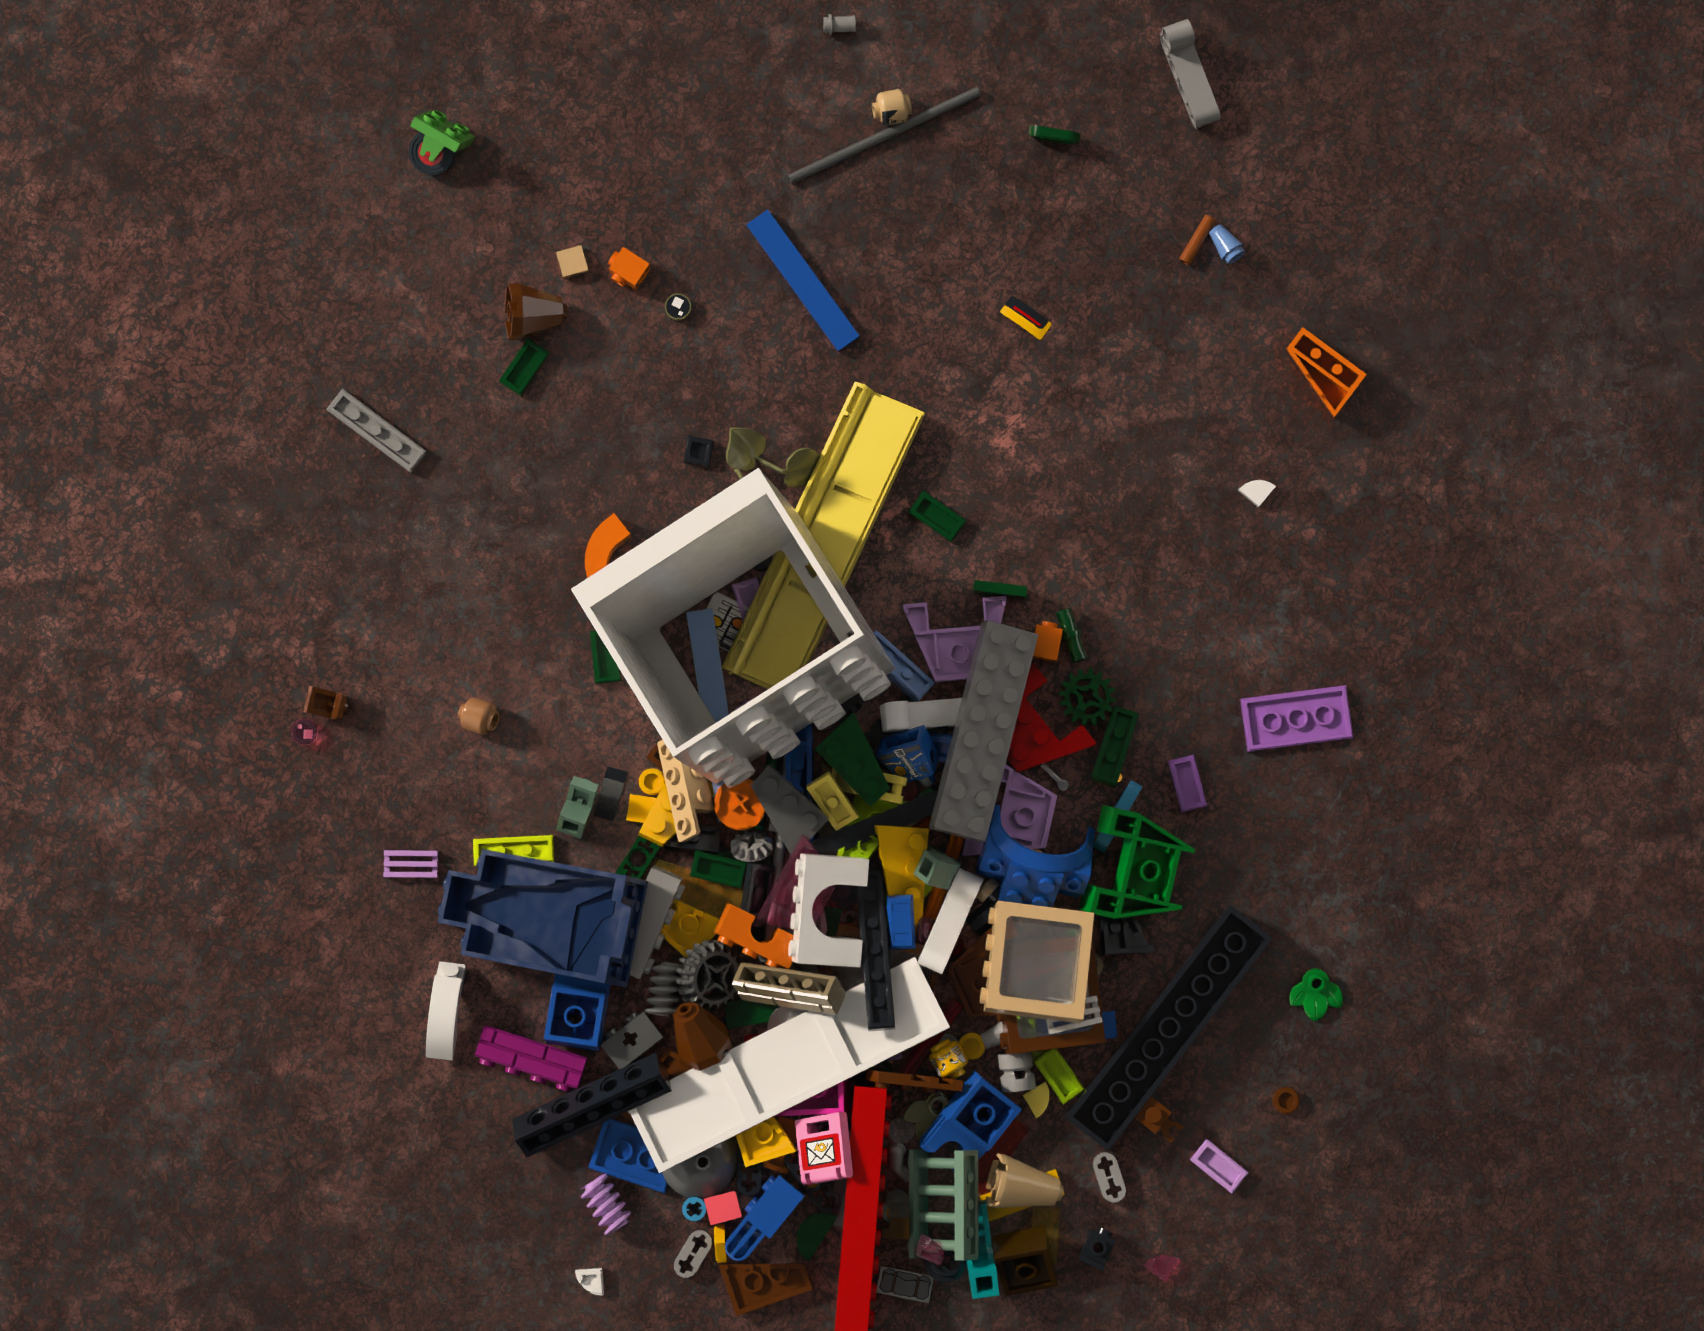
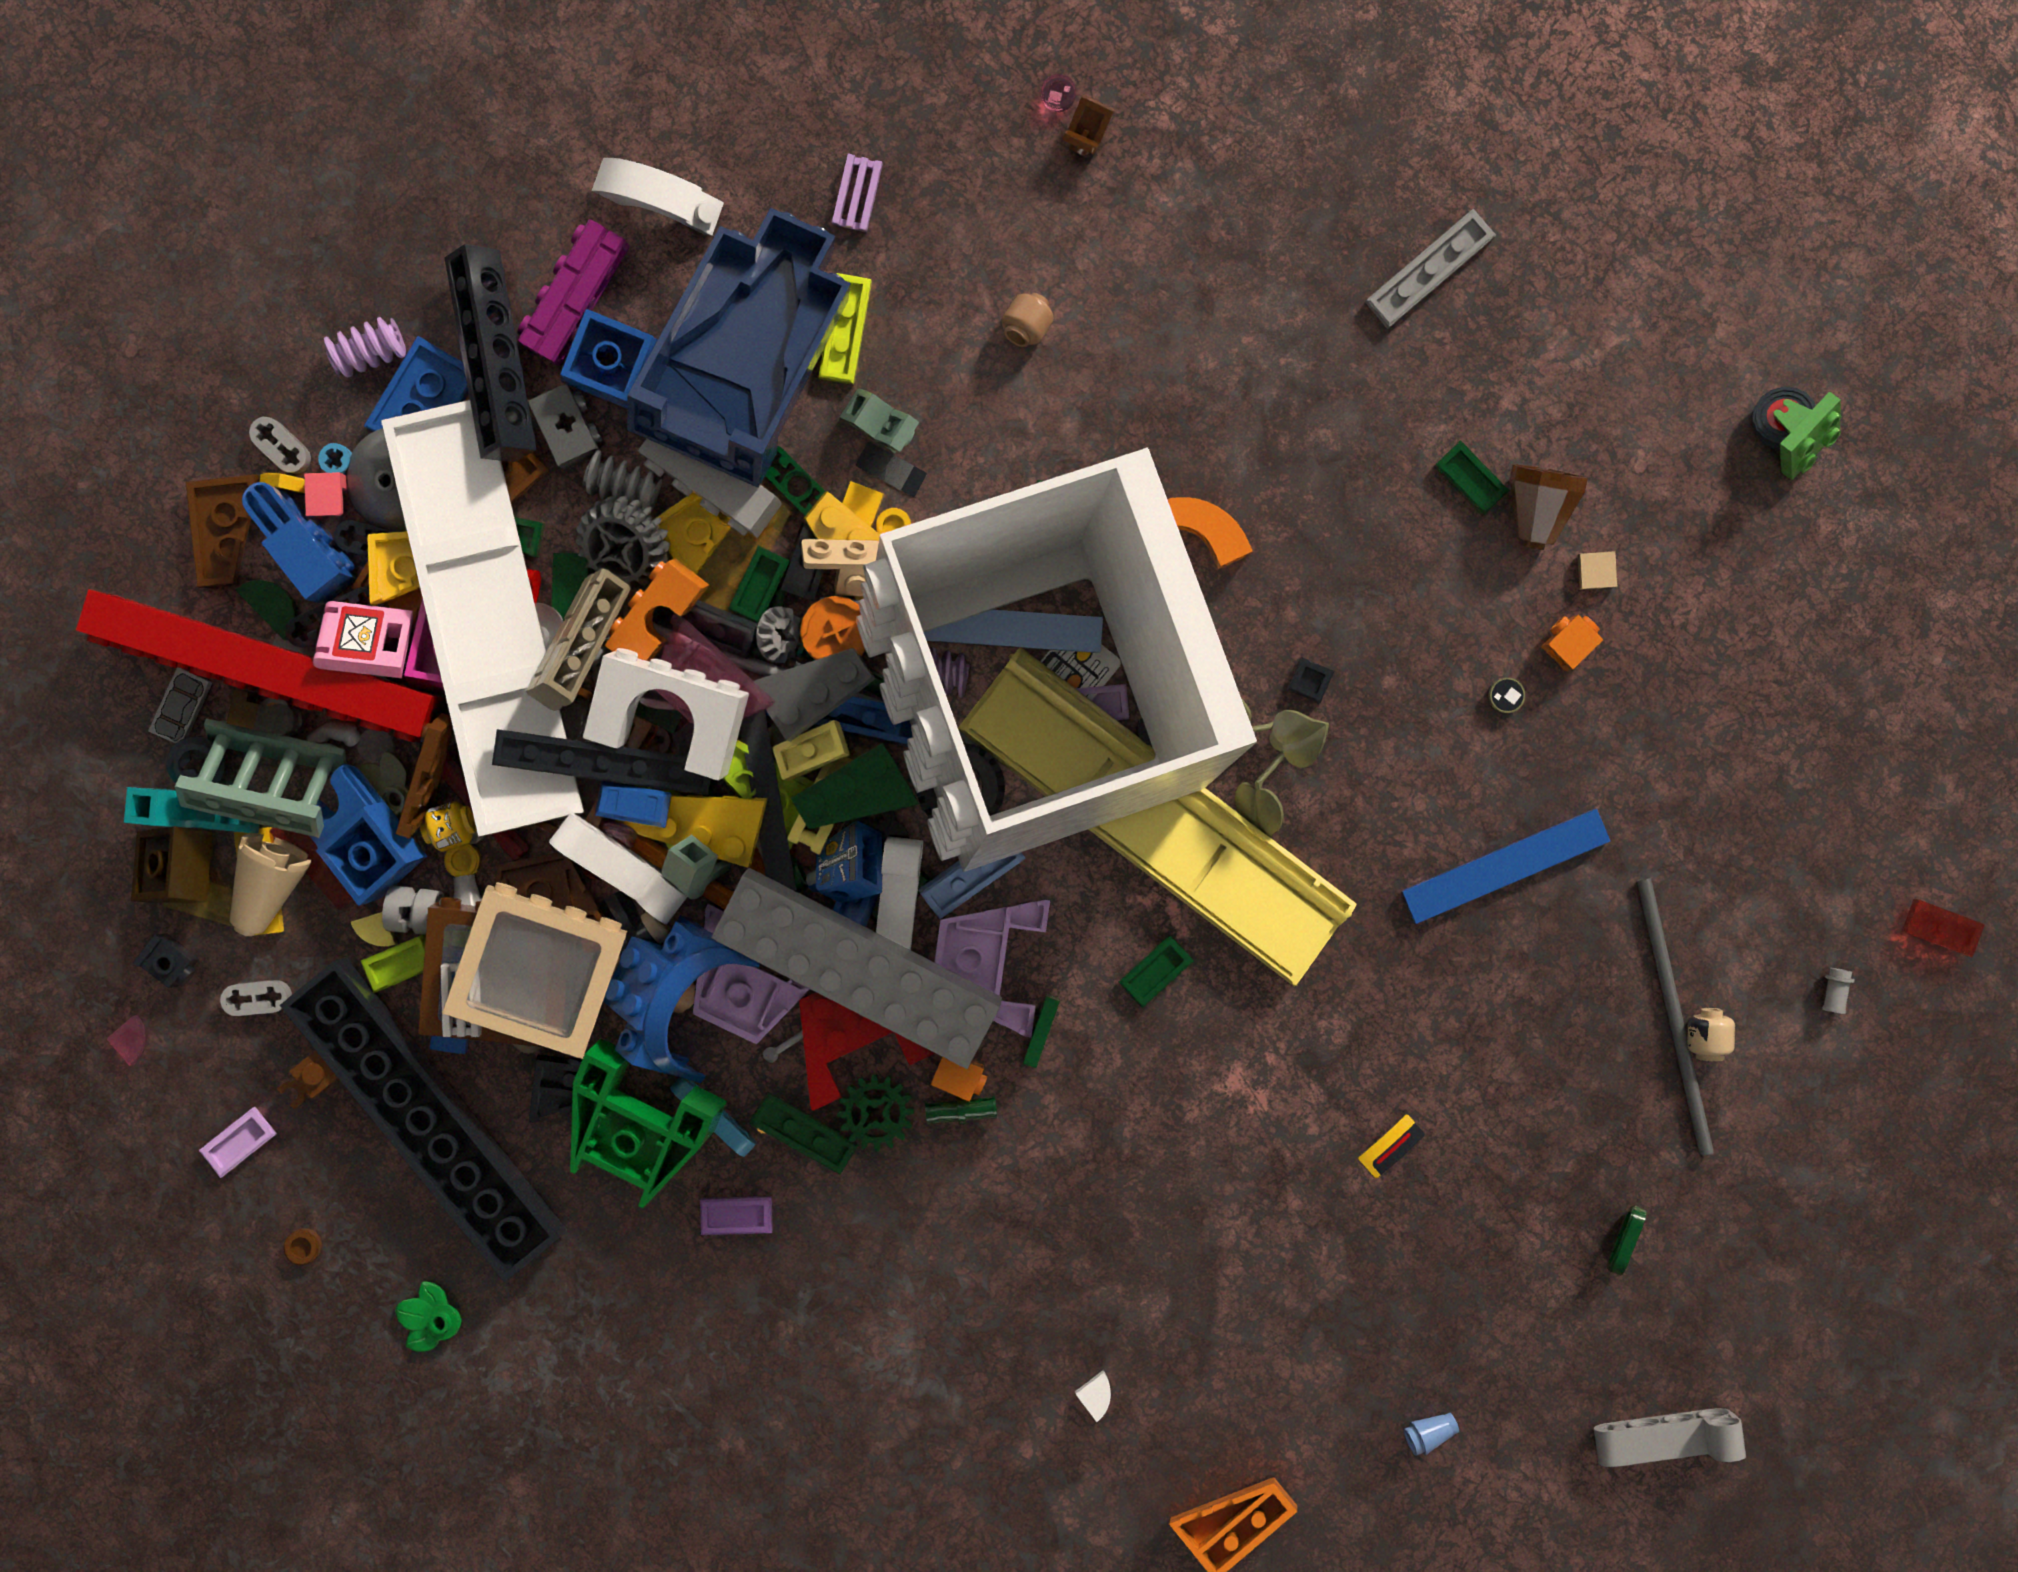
camera: 110 degrees right, 5 degrees up
(591, 1280) = (276, 309): white tile -> none
(699, 1037) = (543, 512): reddish brown cone -> none
(929, 1250) = (206, 747): clear pink tile -> none
(1197, 240) = (1444, 1395): dark orange piece -> none
(1296, 718) = (788, 1377): medium lavender tile -> none

